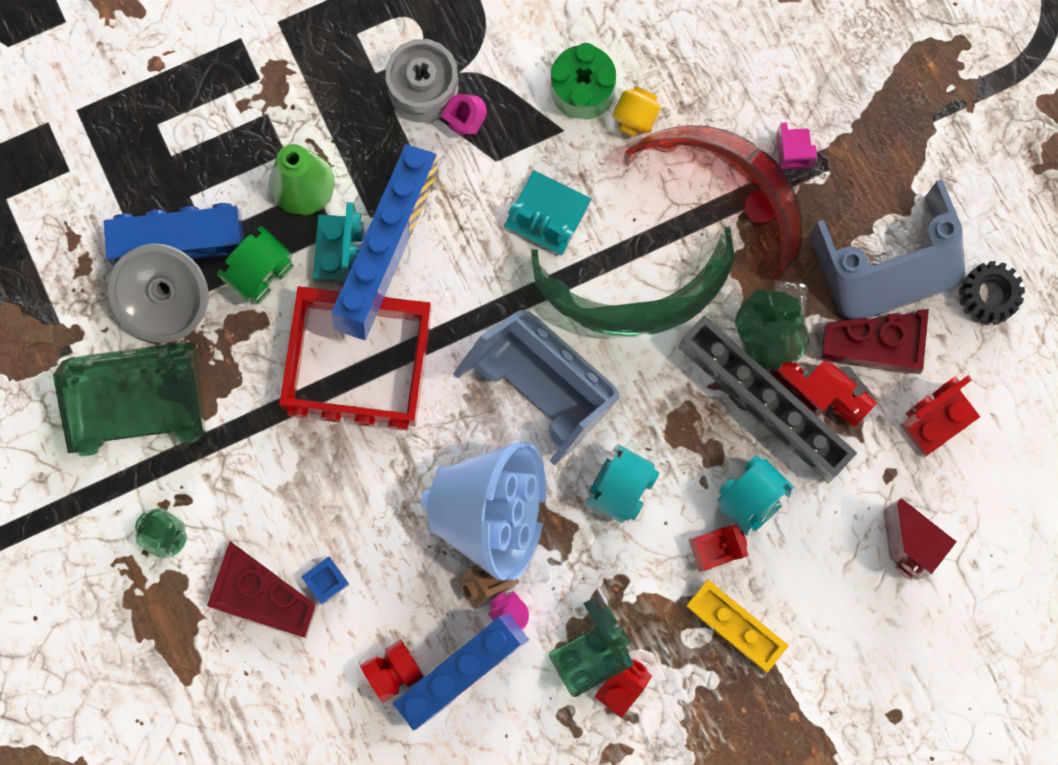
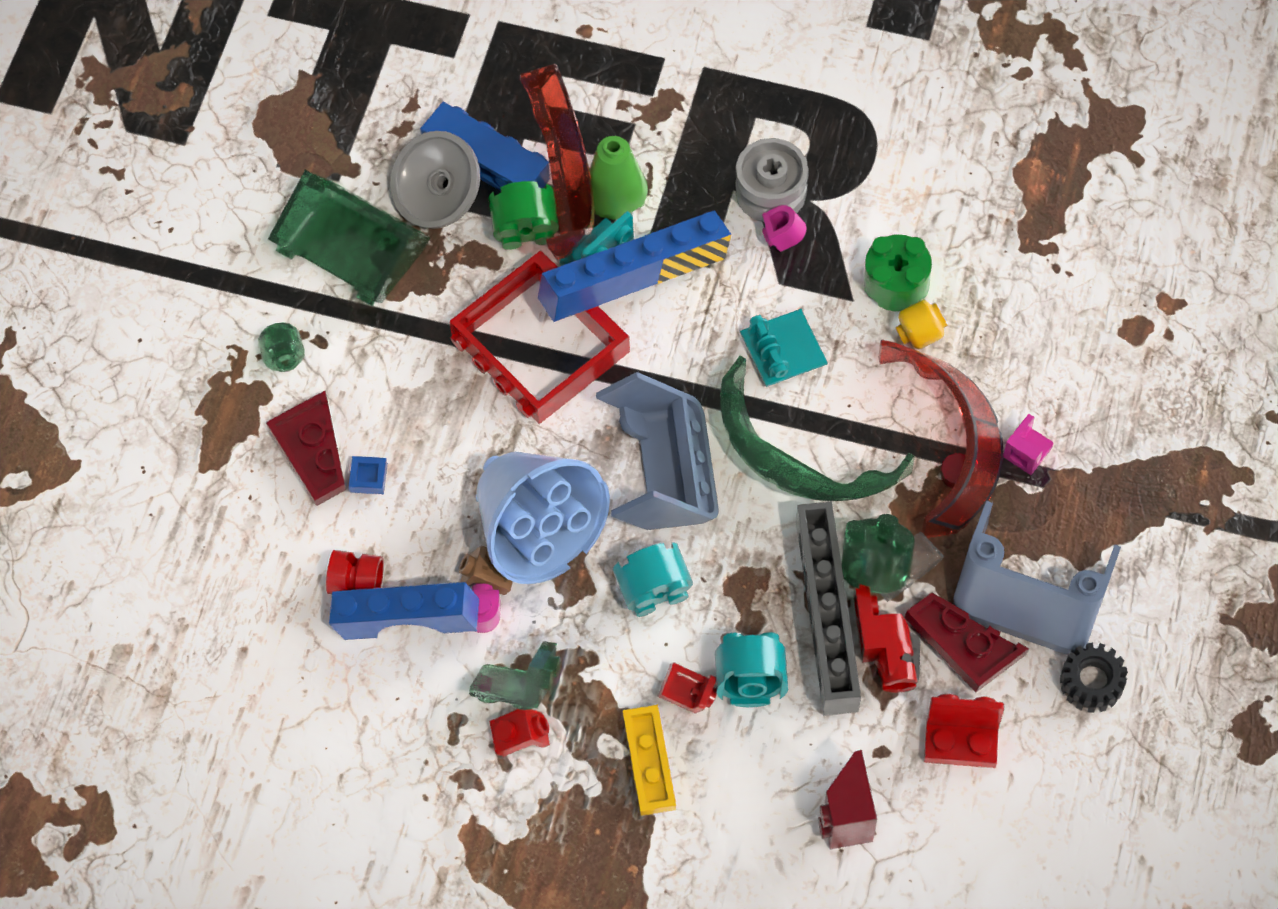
camera: 45 degrees right, 15 degrees down
(260, 201) = (566, 158): none -> clear red windscreen

